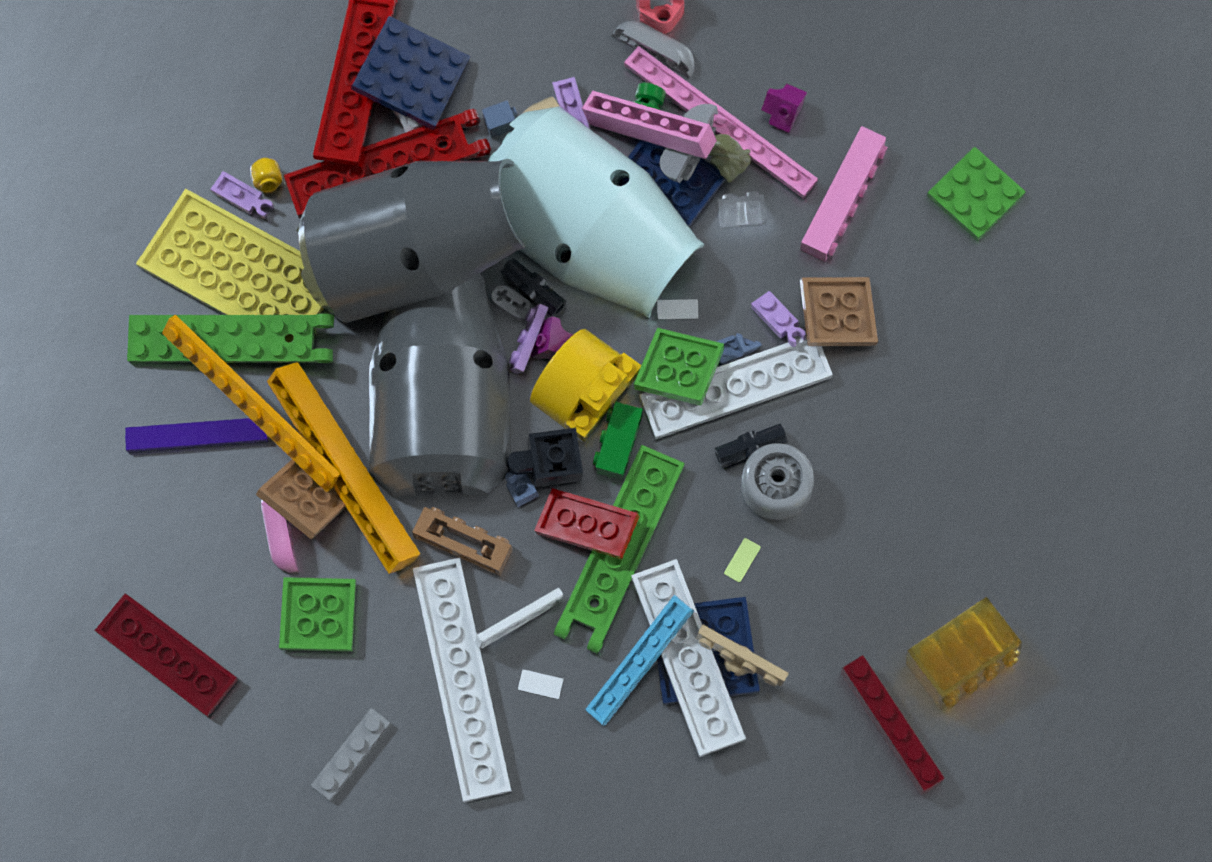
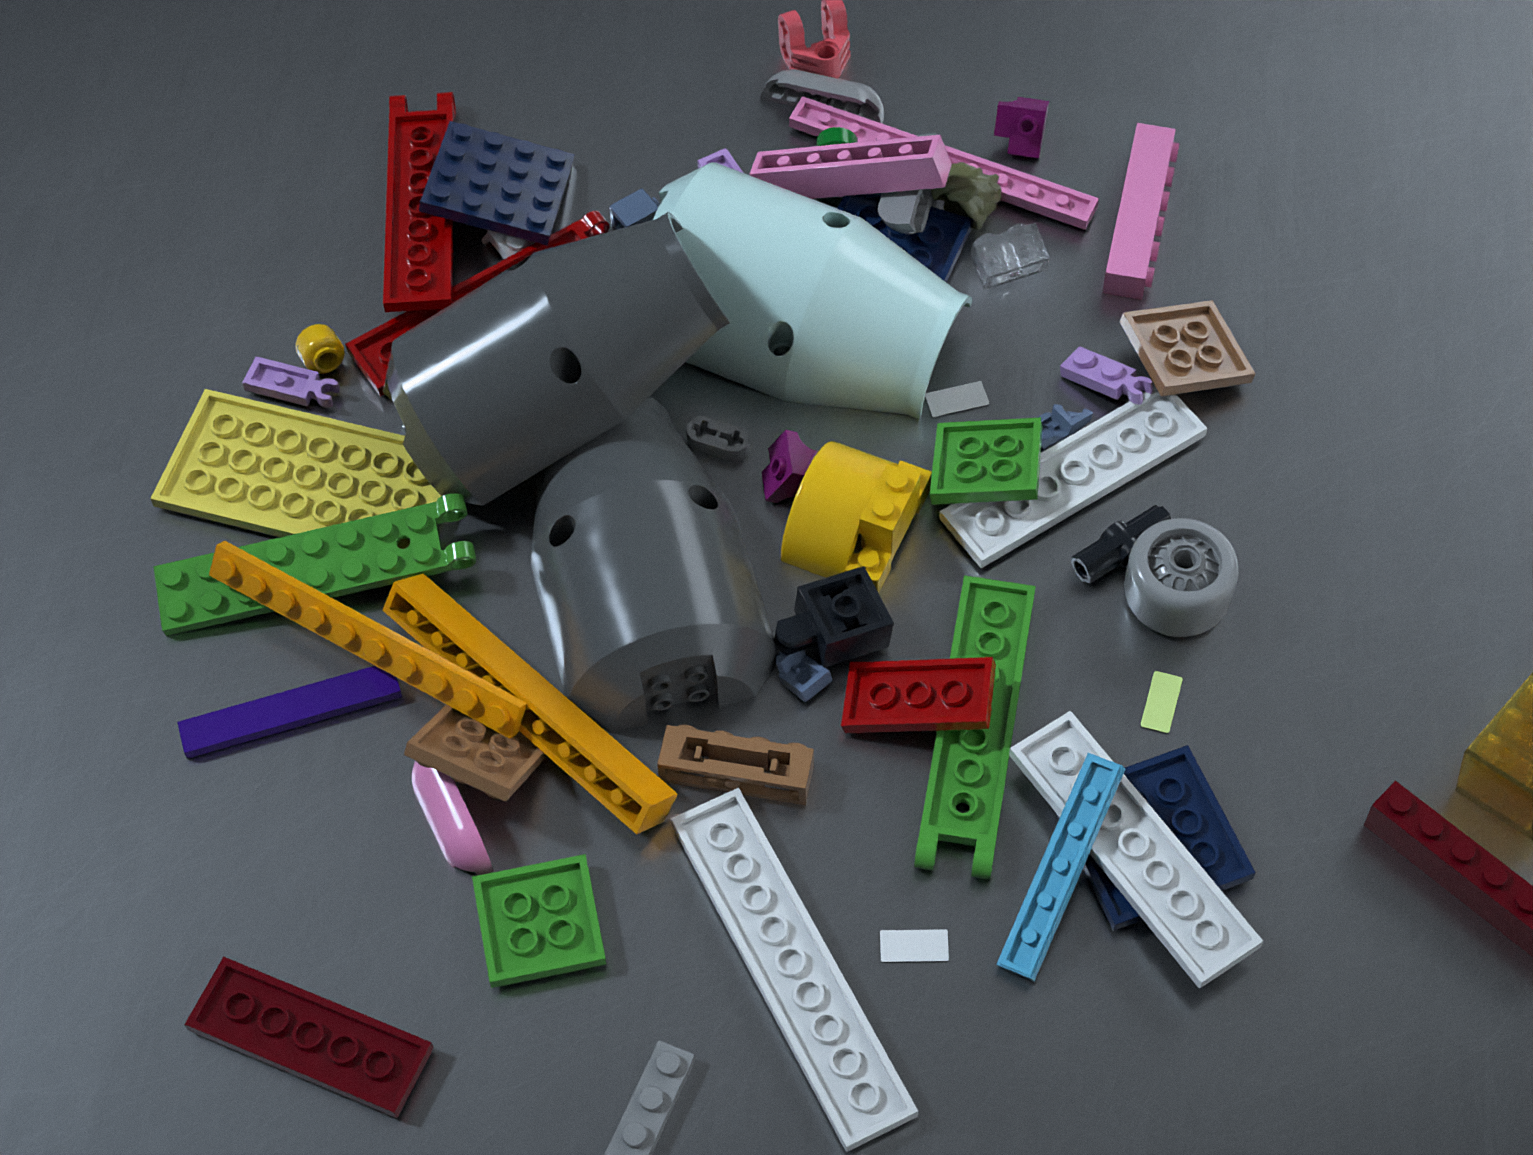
camera: 15 degrees left, 15 degrees down
(519, 618) = (855, 851): white tile -> none
(527, 338) = (755, 474): lavender plate -> none
(533, 286) = (742, 408): black piece -> none
(618, 440) = (928, 579): green brick -> none
(740, 658) = (1218, 822): tan plate -> none
(976, 193) = (1316, 177): bright green plate -> none

